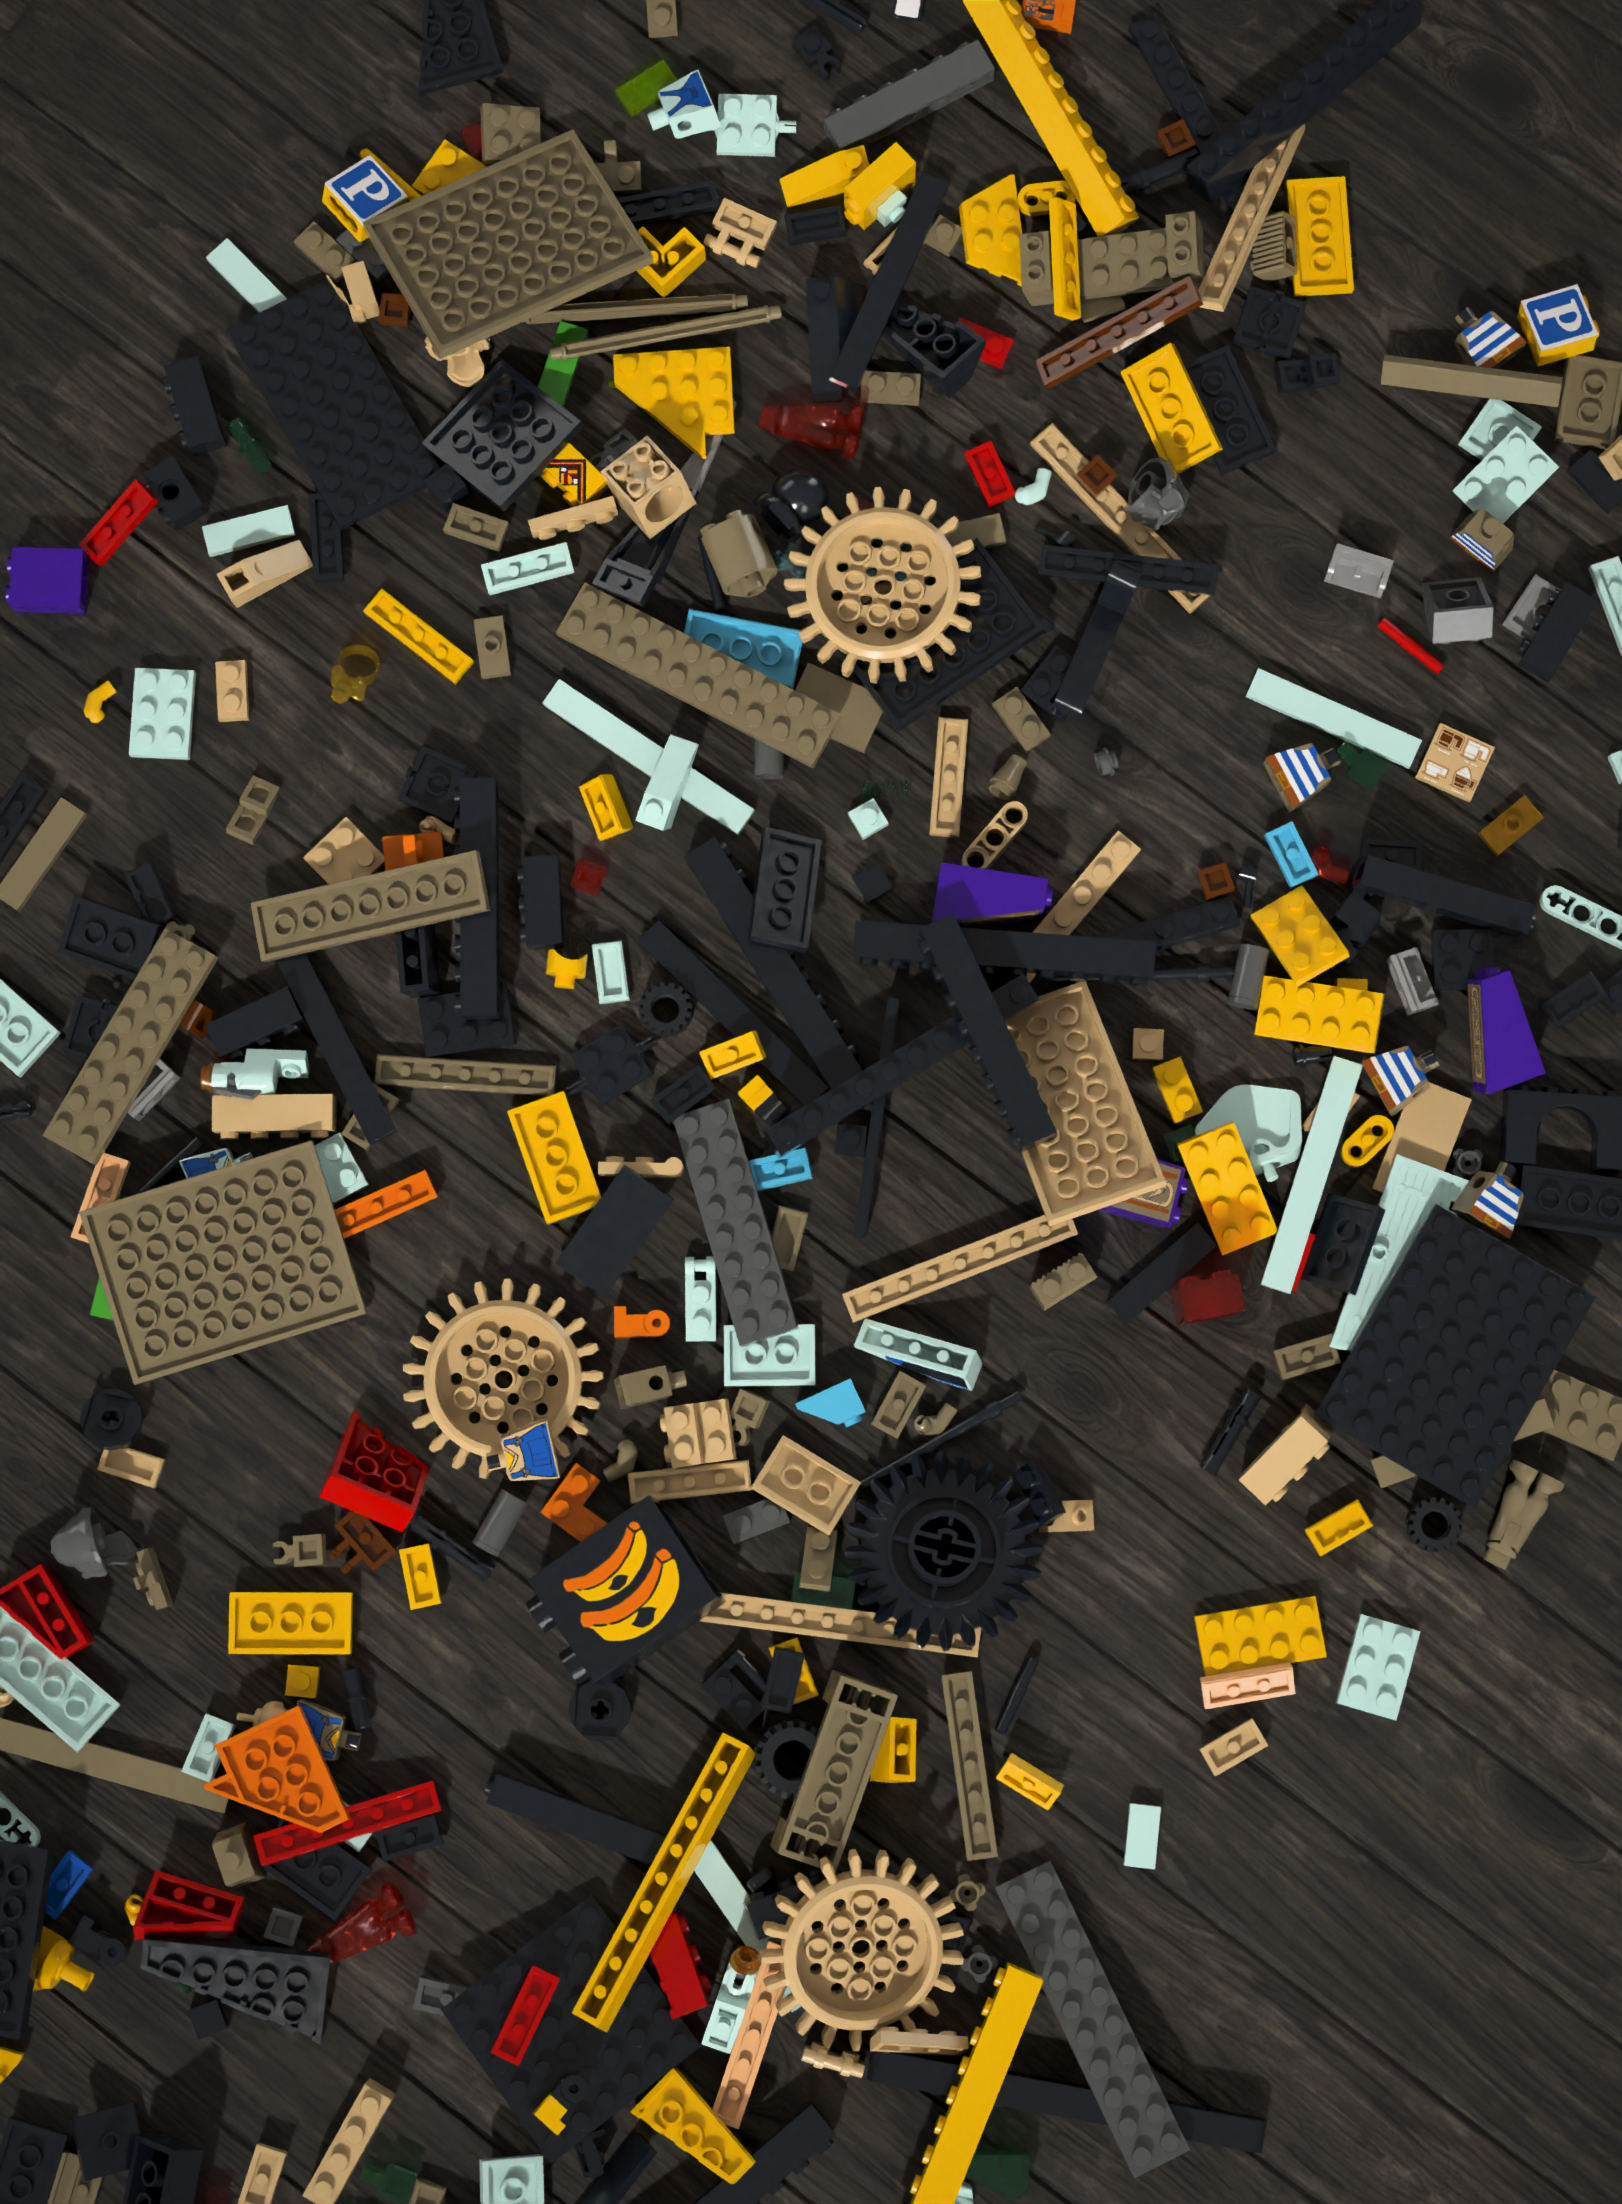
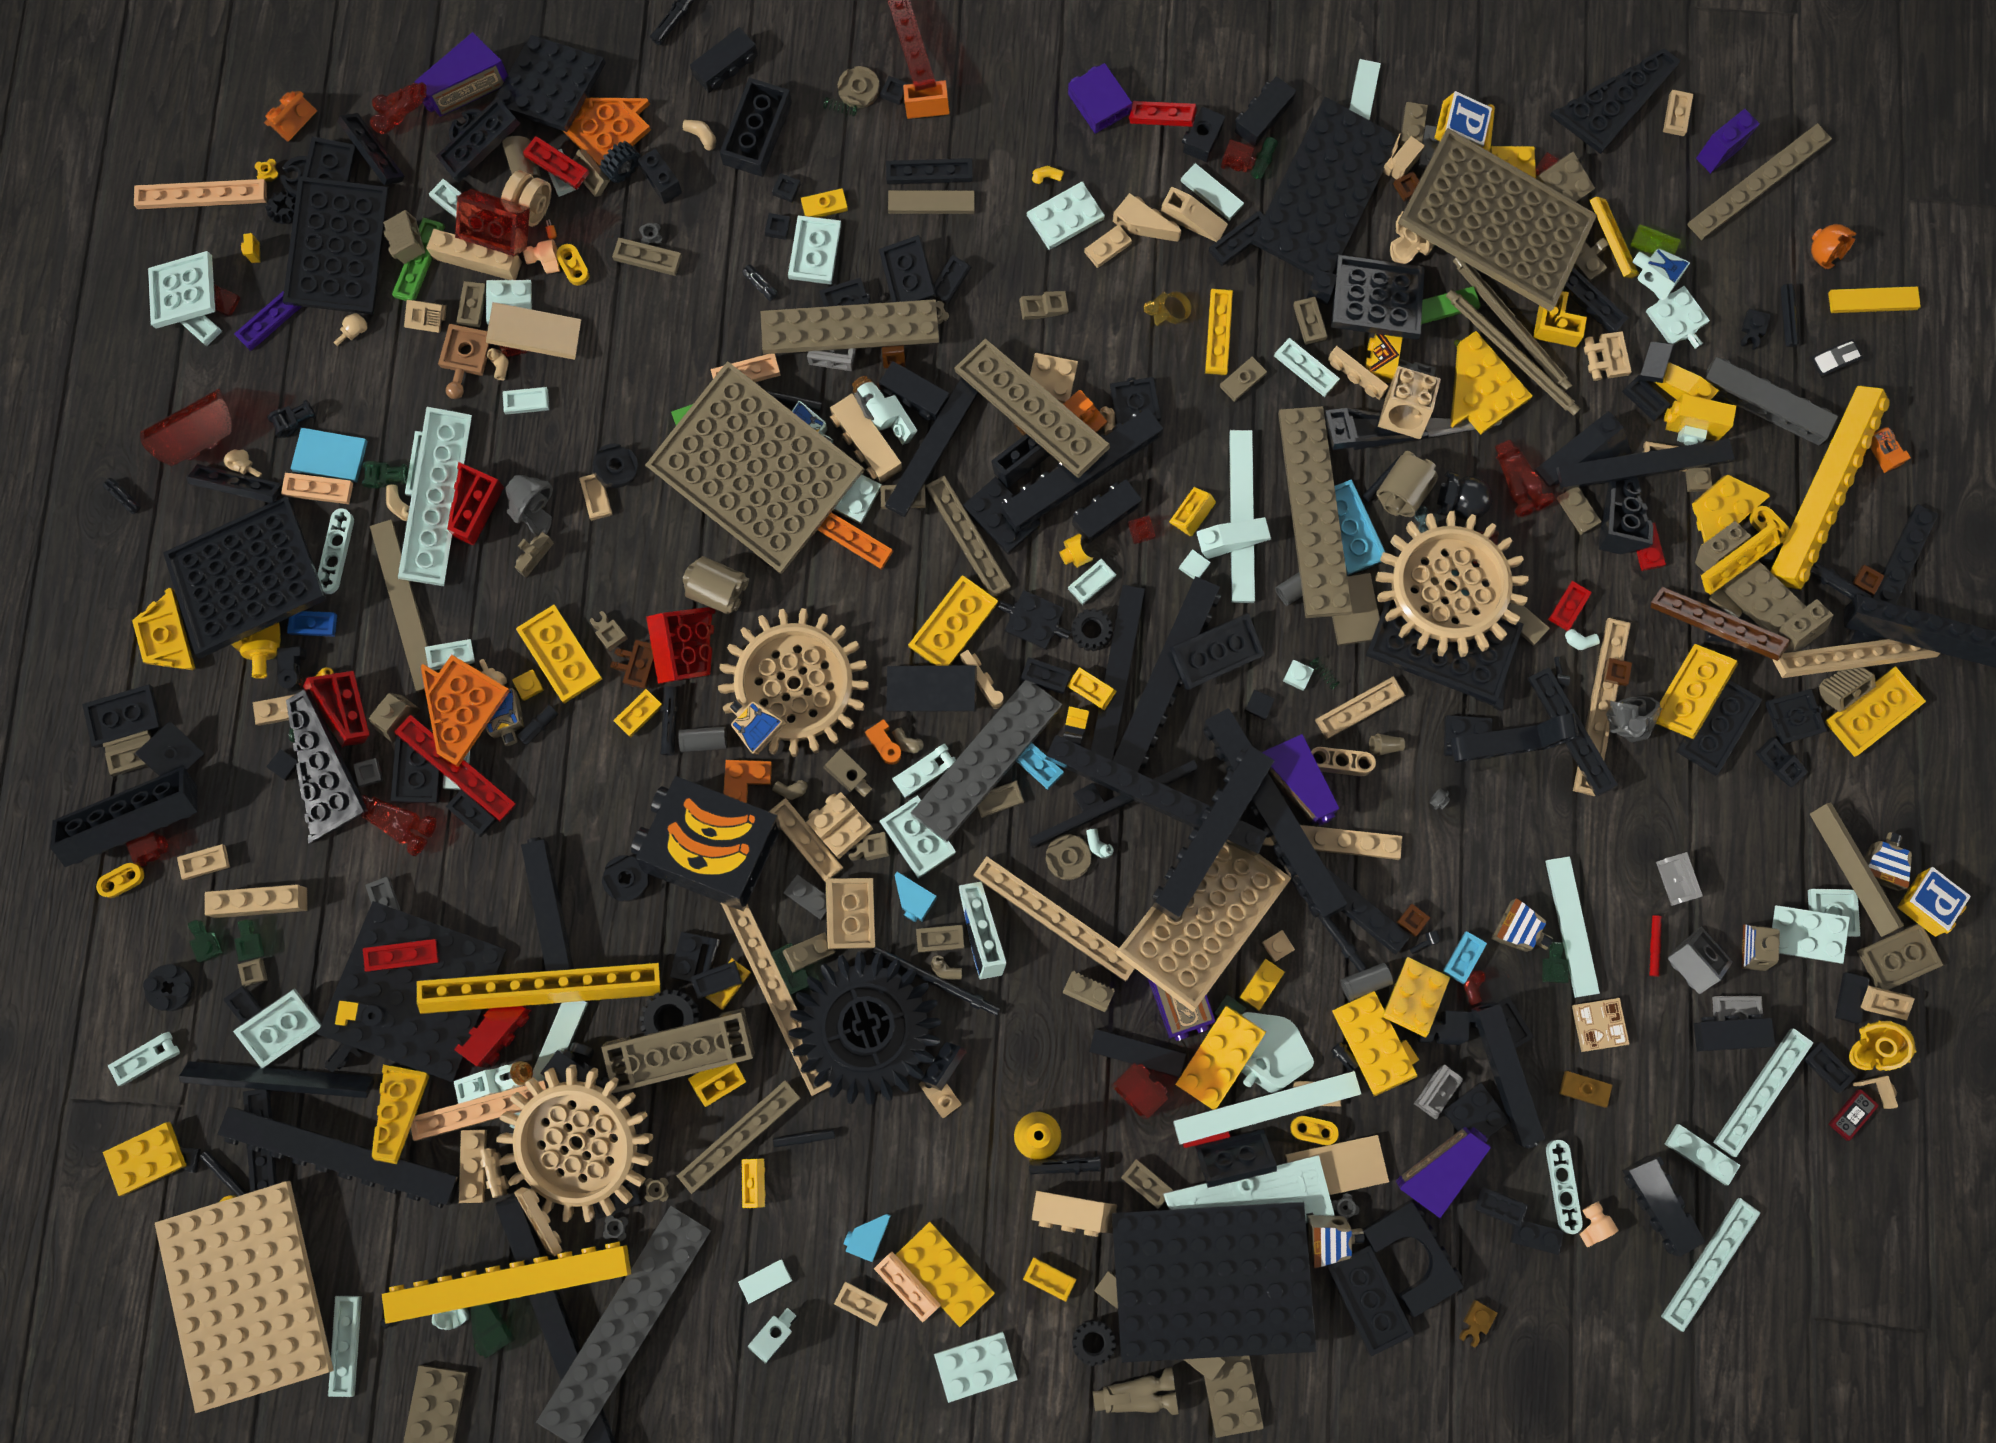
camera: 50 degrees right, 5 degrees down
(135, 1990) = (271, 710): none -> tan plate
(226, 634) = (1141, 220): none -> tan slope
(229, 473) = (1238, 156): none -> clear red brick
(331, 1396) = (714, 585): none -> dark tan cylinder
(610, 128) = (1614, 237): none -> yellow tile
(657, 1299) = (907, 744): none -> dark tan arm
(668, 847) = (1194, 565): none -> light aqua tile
(784, 186) = (1656, 362): none -> black tile
(808, 2081) = (471, 1173): none -> tan plate
(901, 1205) = (1068, 857): none -> dark tan tile
(910, 1166) = (1098, 847): none -> light aqua arm
(1021, 720) = (1428, 729): dark tan plate -> none
(1166, 1442) = (1025, 1138): none -> yellow cone
(1168, 1695) = (866, 1238): none -> medium azure slope
(1210, 1878) = (764, 1344): none -> light aqua torso
(1400, 1076) = (1370, 1123): torso -> none

